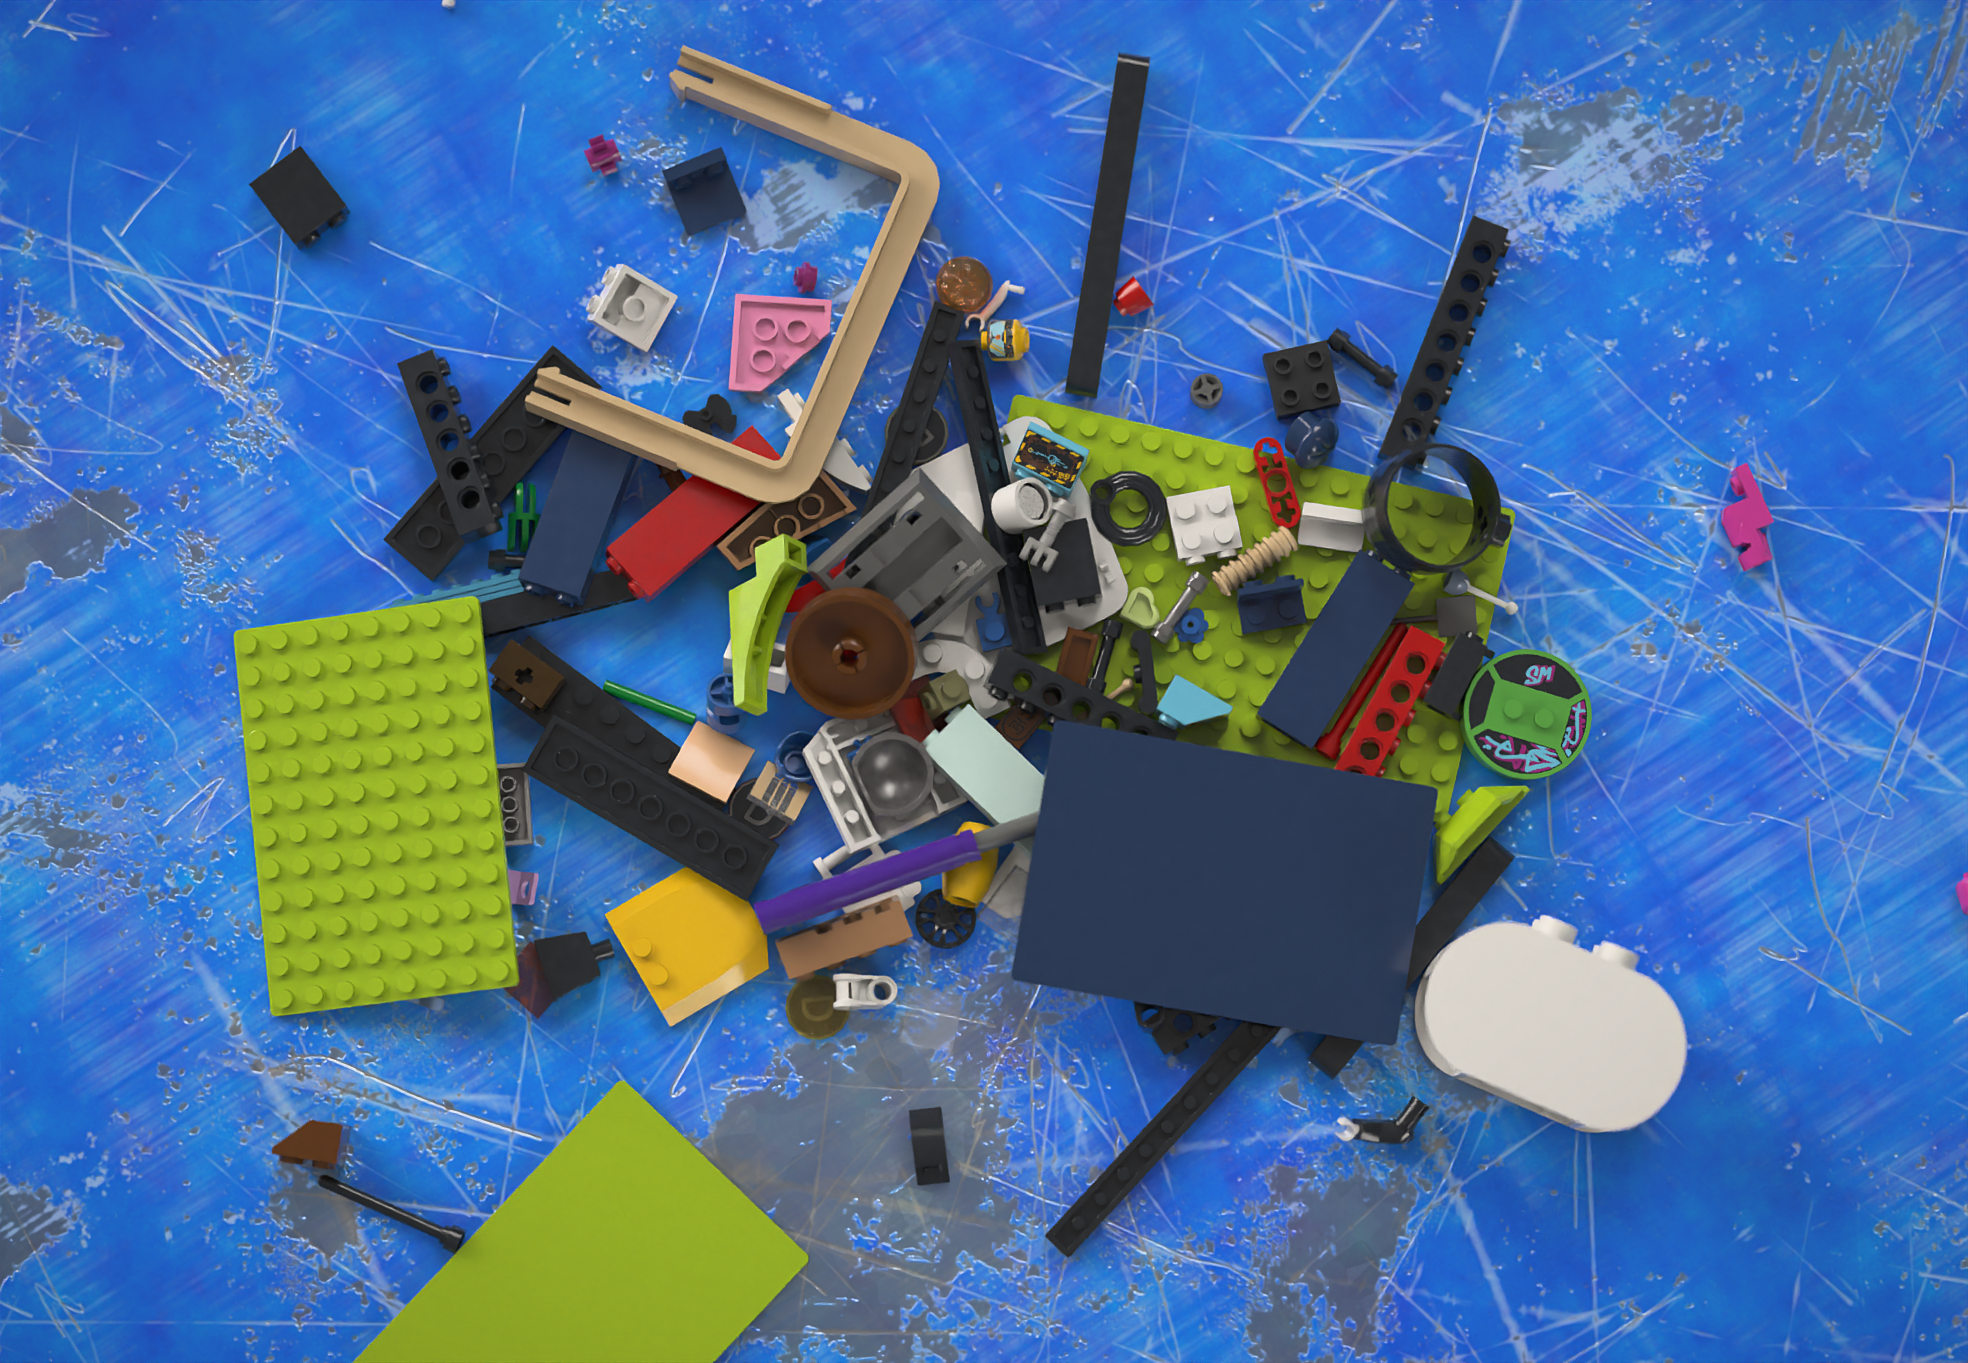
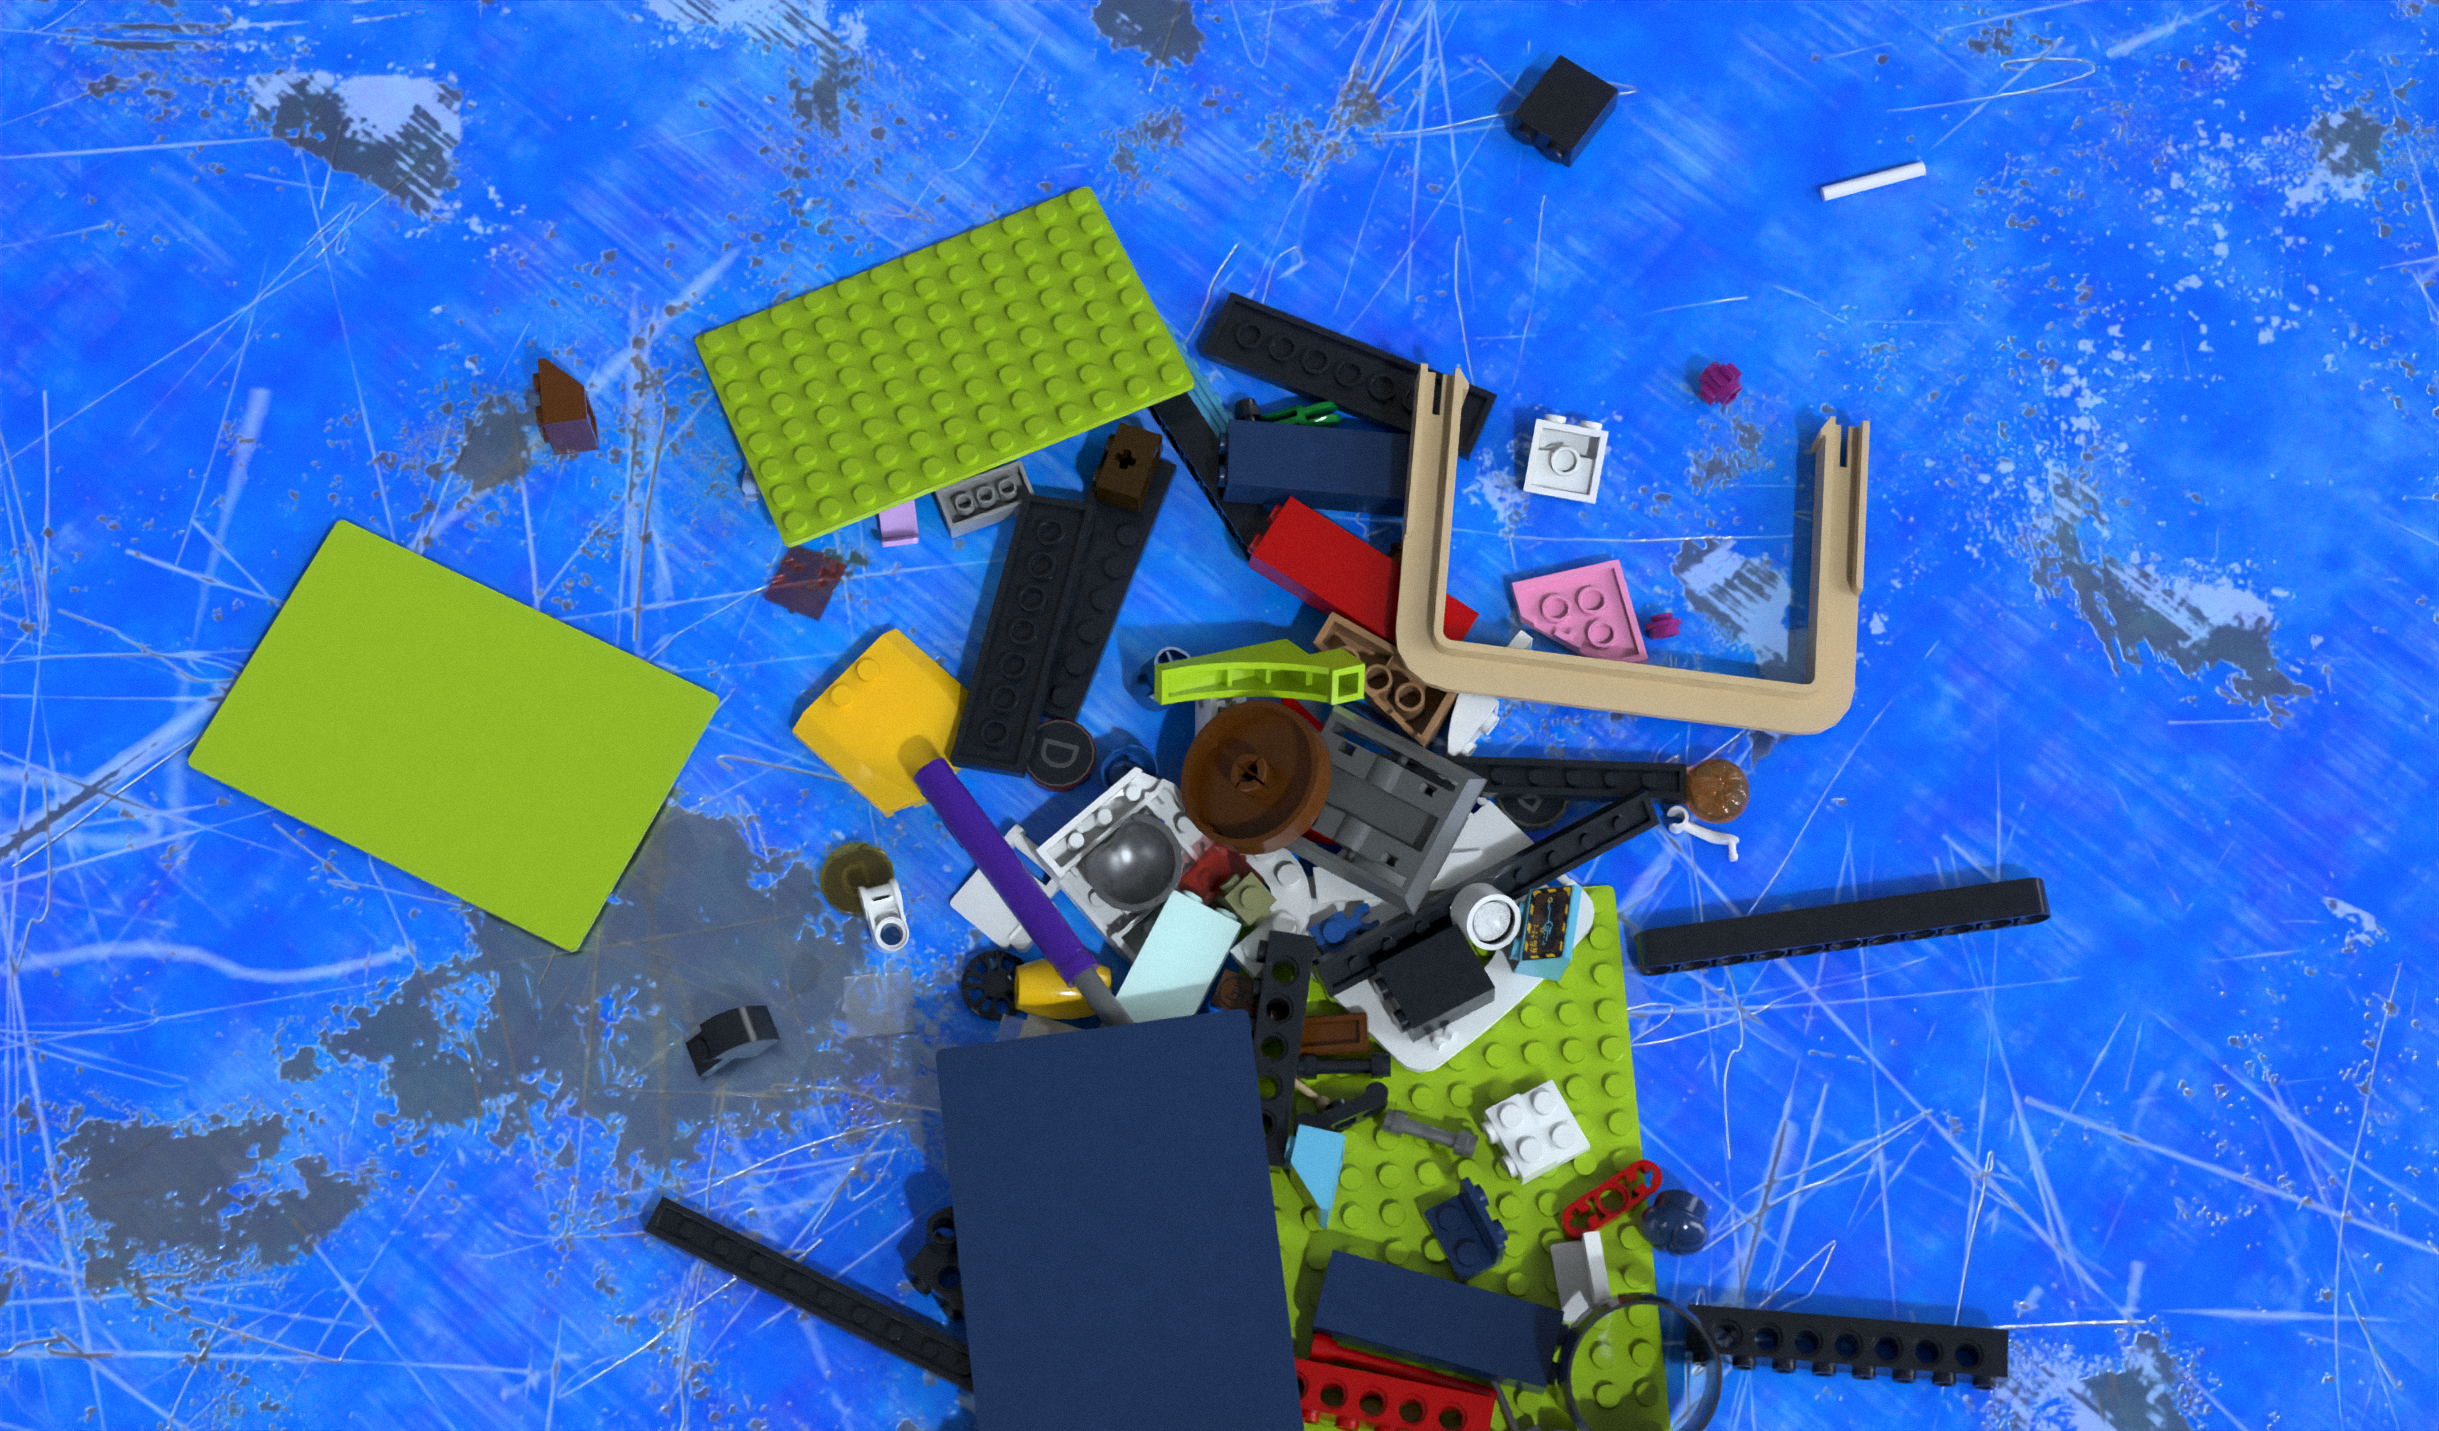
camera: 75 degrees right, 15 degrees down
(417, 375) = (1350, 322): black brick -> none
(449, 1237) = (503, 576): black piece -> none
(571, 961) = (832, 607): black torso -> none
(649, 702) = (1142, 608): green bar -> none
(704, 191) = (1721, 495): dark blue bracket -> none
(711, 762) = (1095, 685): light nougat slope -> none
(716, 411) = (1484, 581): black piece -> none
(779, 795) = (1078, 762): piece -> none
(843, 938) = (941, 879): medium nougat wedge -> none
(1005, 340) = (1670, 855): head -> none
(1063, 510) = (1444, 948): light grey hinge -> none
(1101, 508) = (1552, 1023): black piece -> none
(1132, 298) = (1768, 978): red hat -> none
(1140, 609) = (1415, 1090): yellowish green tile -> none
(1195, 633) = (1417, 1163): blue plant -> none
(1204, 385) = (1695, 1085): dark grey wheel -> none
(1254, 561) = (1513, 1200): tan piece -> none
(1301, 379) = (1743, 1194): black brick -> none
(1340, 341) = (1803, 1226): black bar -> none

